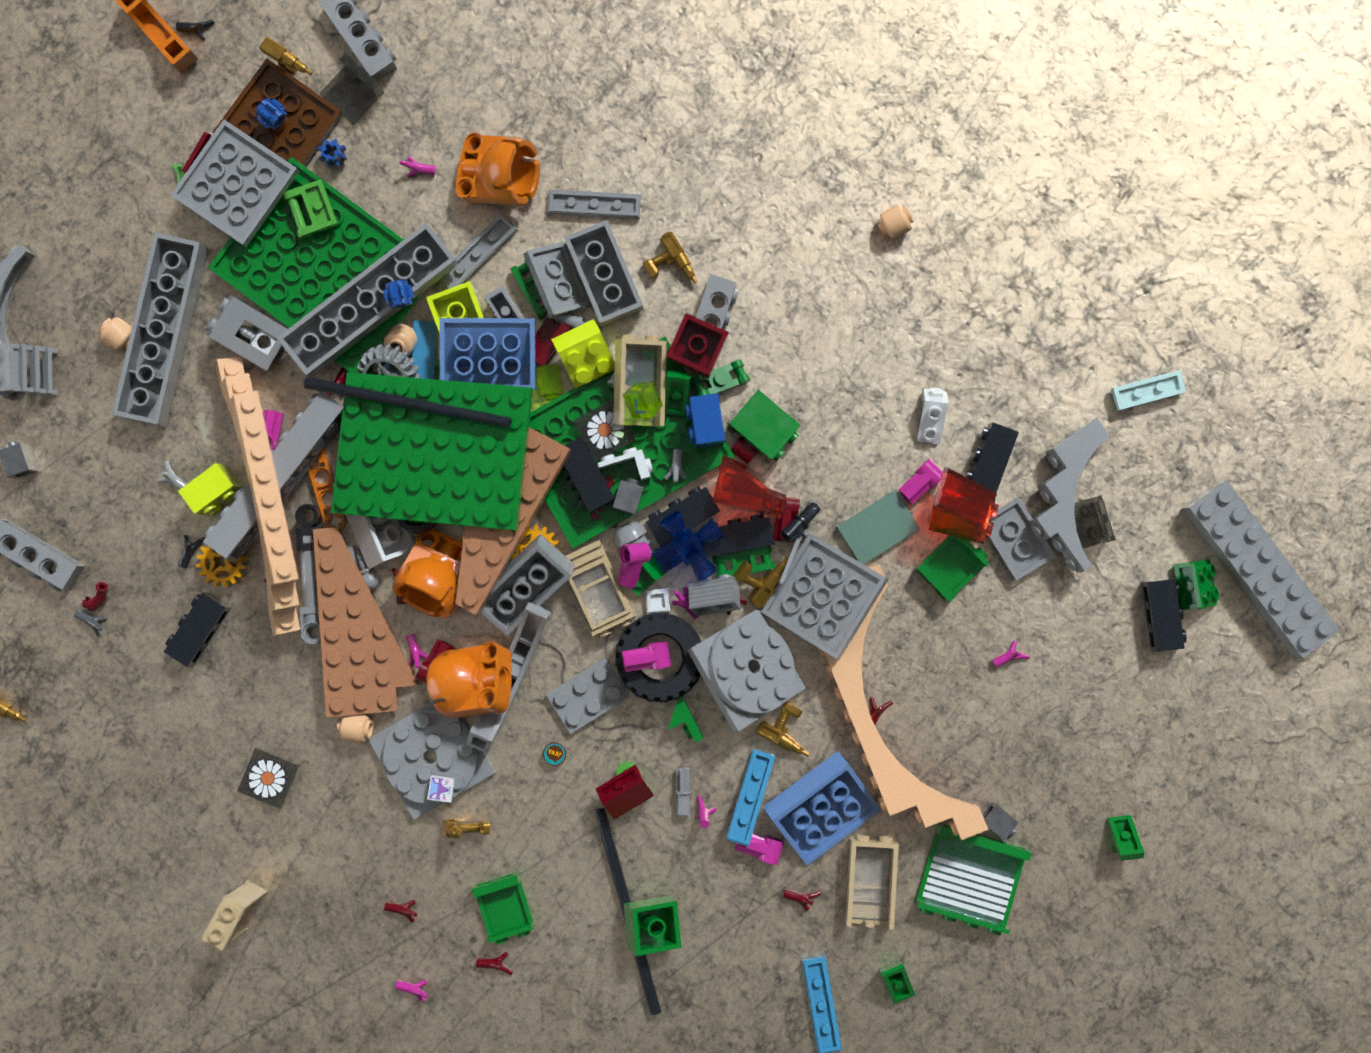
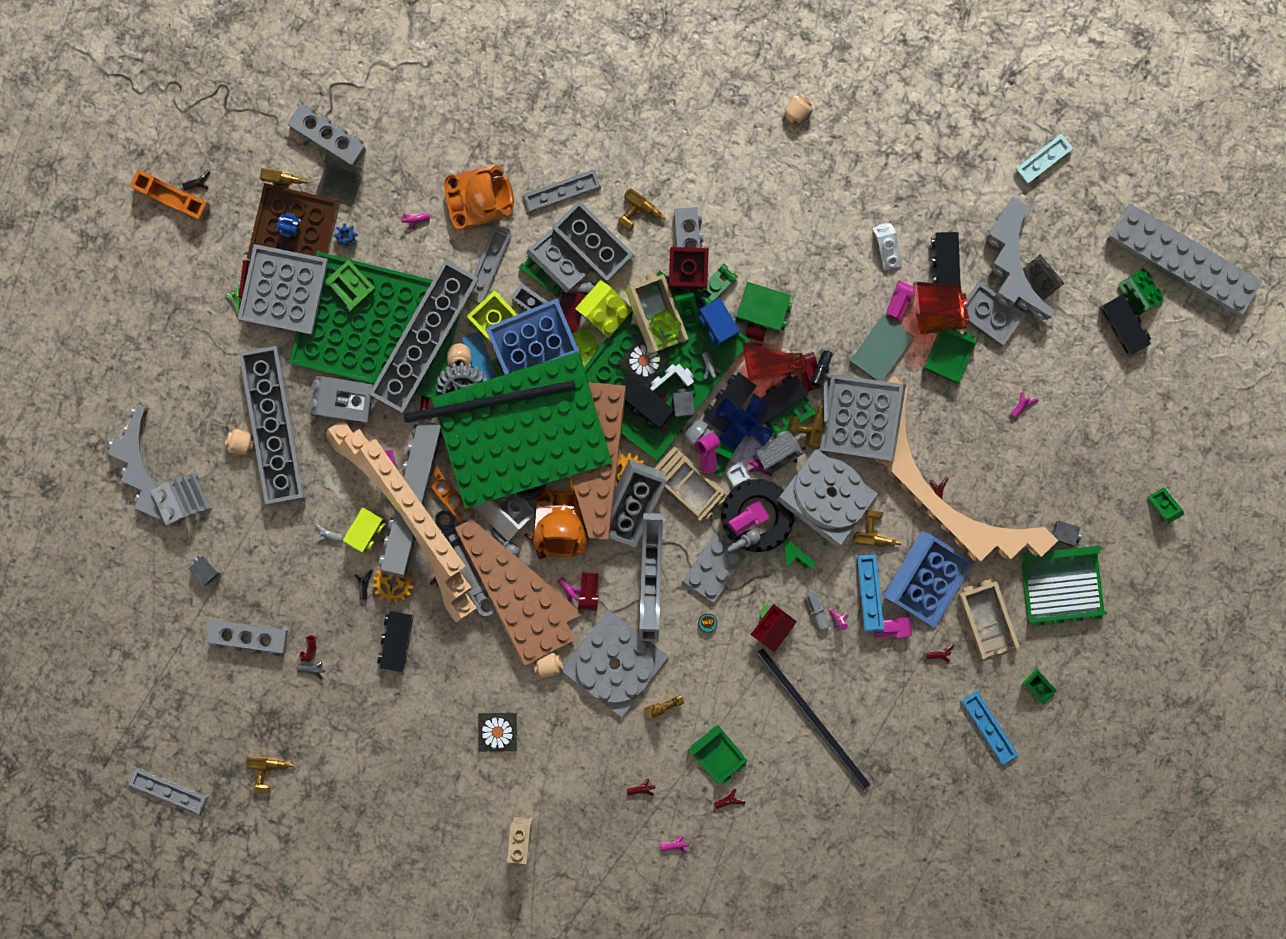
camera: 25 degrees left, 0 degrees up
(398, 294) = (448, 322): blue gear -> none
(441, 788) = (634, 683): tile -> none
(471, 680) = (624, 591): orange piece -> none
(640, 680) = (752, 537): none -> light grey bar
(652, 925) = (836, 719): green brick -> none

